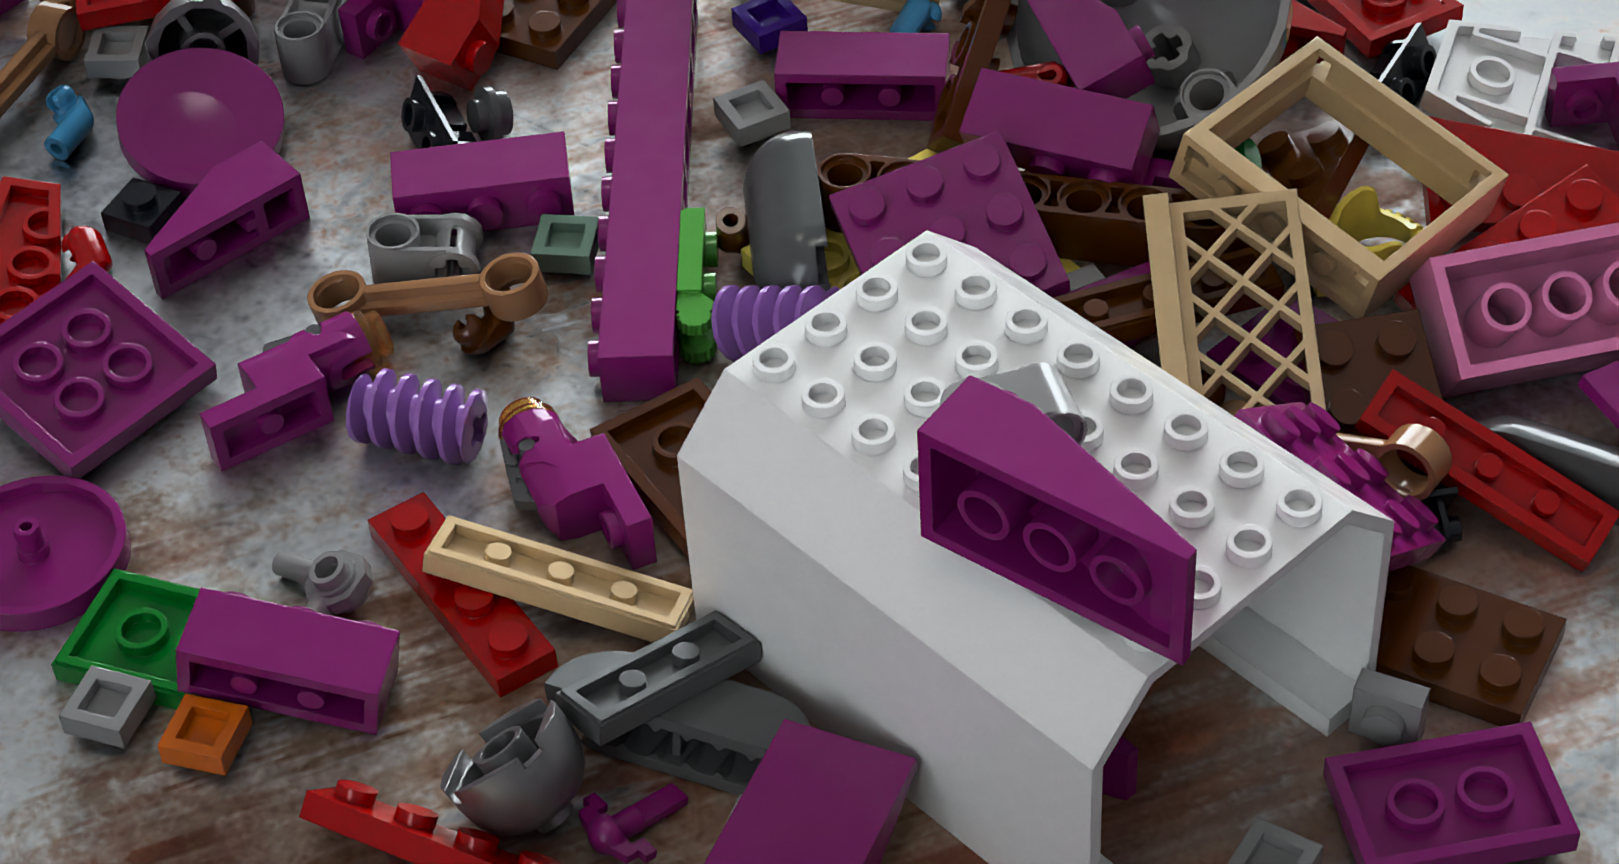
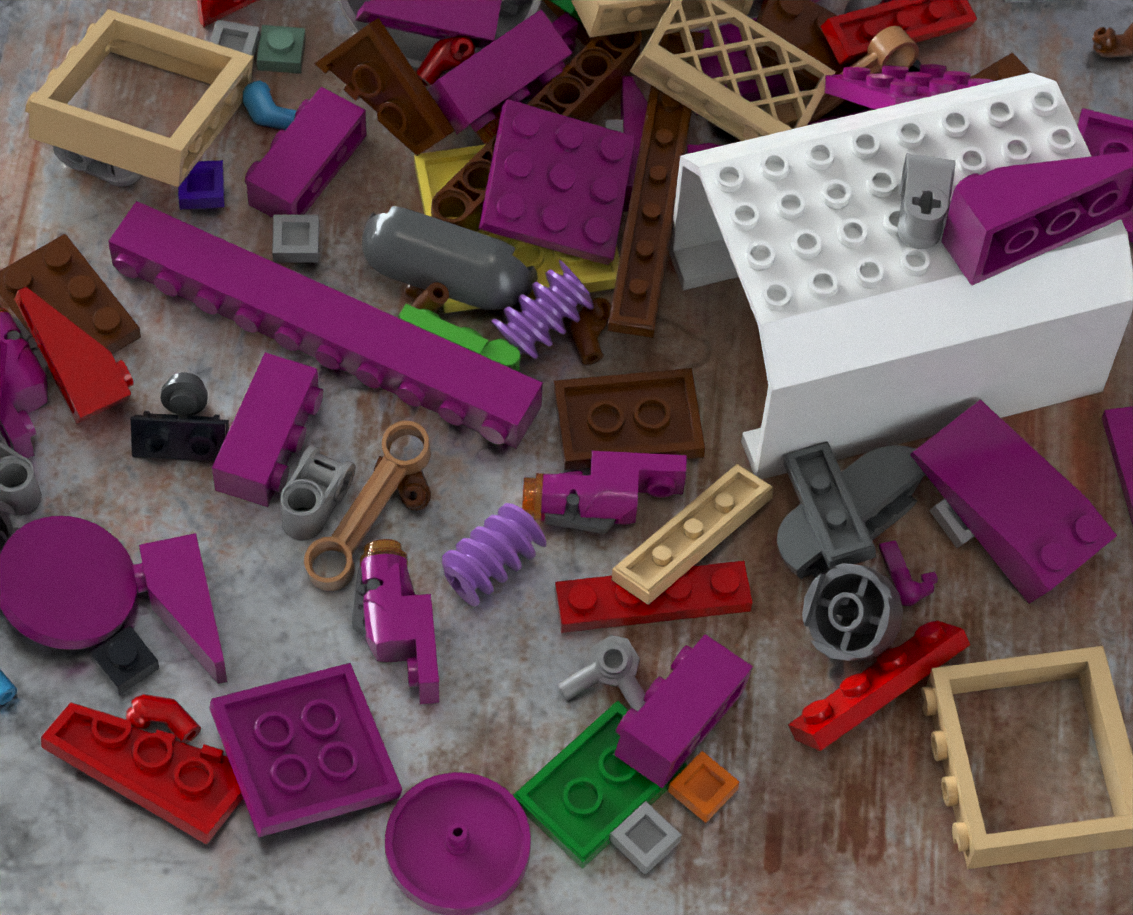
camera: 70 degrees left, 15 degrees up
(566, 243) = (359, 403): sand green plate -> none

